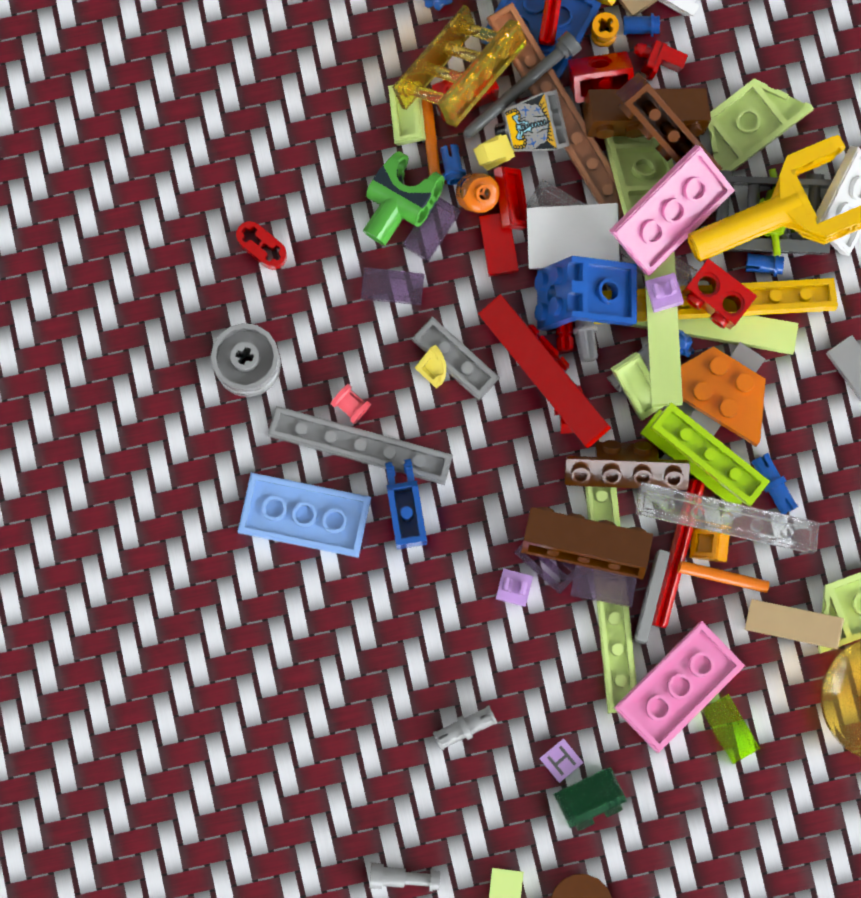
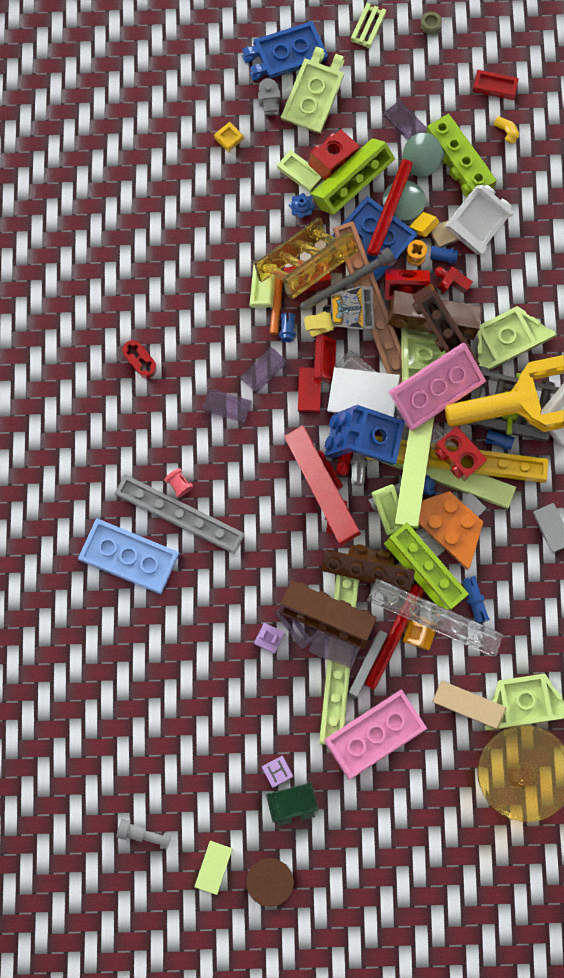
camera: 15 degrees right, 5 degrees down
(243, 342) = (106, 448): light grey wheel -> none
(399, 200) = (243, 345): bright green connector -> none
(405, 508) = (201, 565): blue hinge -> none
(433, 366) = (243, 467): light yellow tile -> none
(460, 361) = (261, 465): light grey tile -> none
(465, 727) = (211, 733): light grey pin -> none
(477, 192) = (294, 346): orange head -> none
(664, 292) = (420, 444): lavender tile -> none
(723, 576) = (422, 659): orange bar -> none
(730, 729) = (407, 773): clear neon green tile -> none

